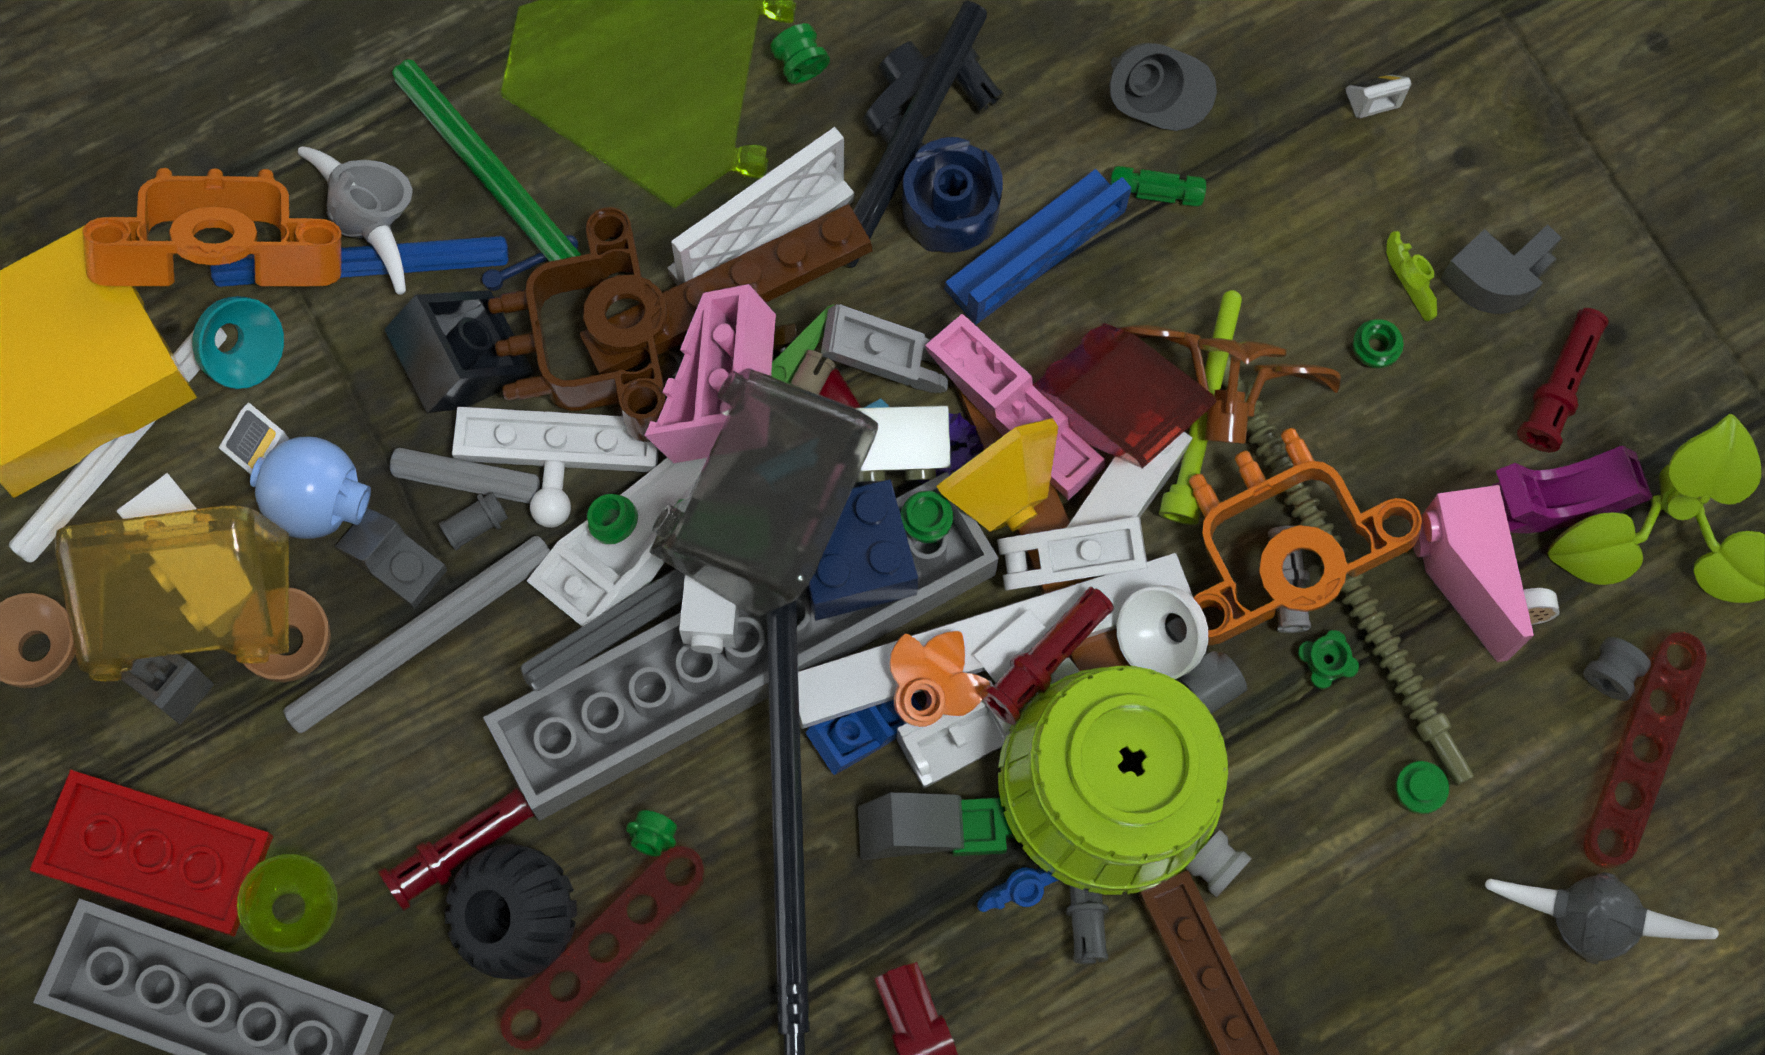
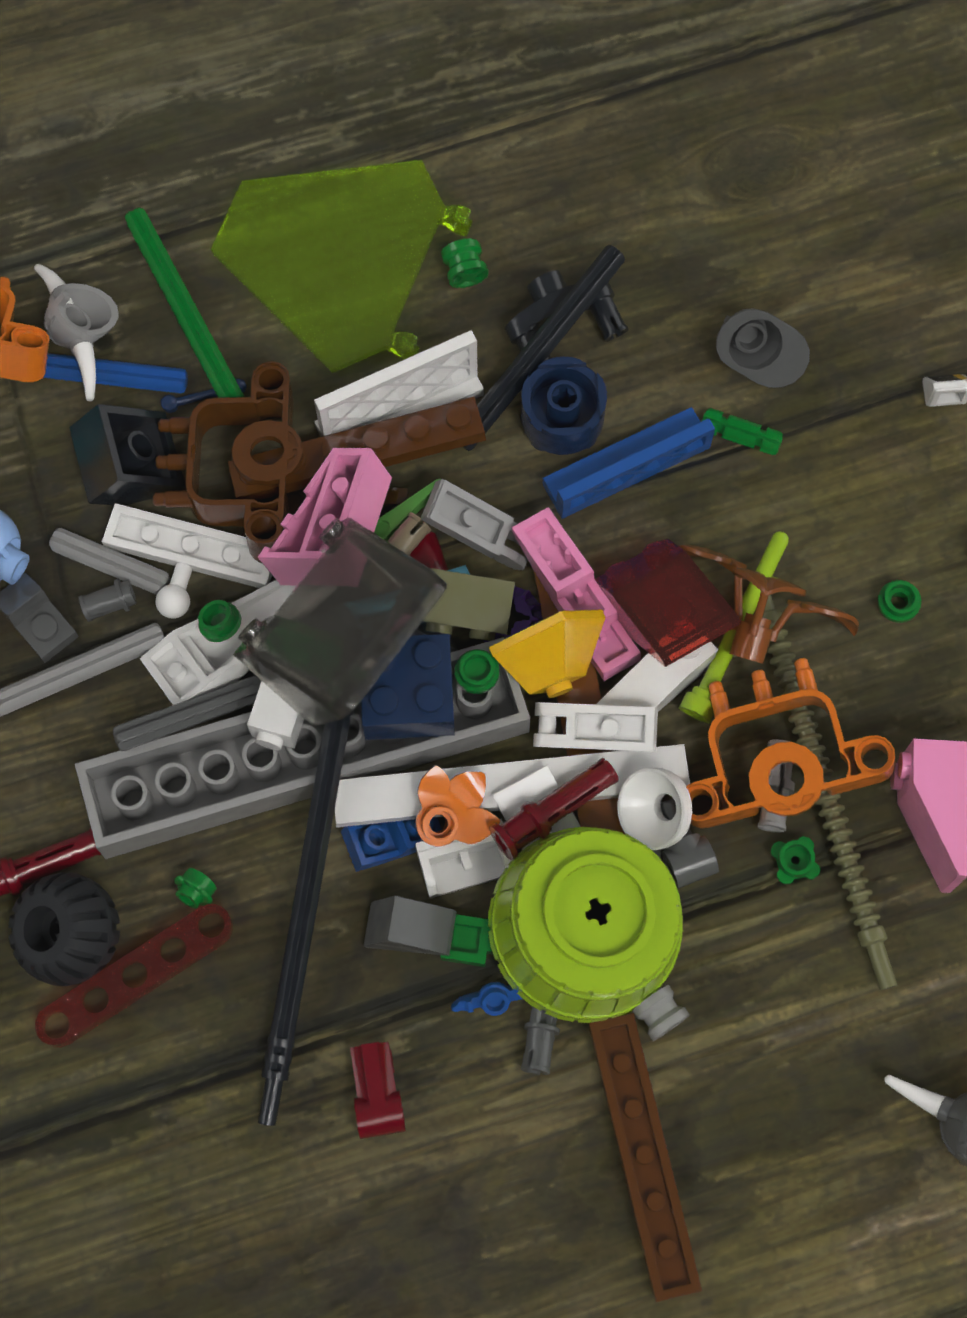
camera: 15 degrees right, 0 degrees up
(1414, 275) = (944, 549): lime piece -> none
(1422, 787) = (850, 985): green plate -> none

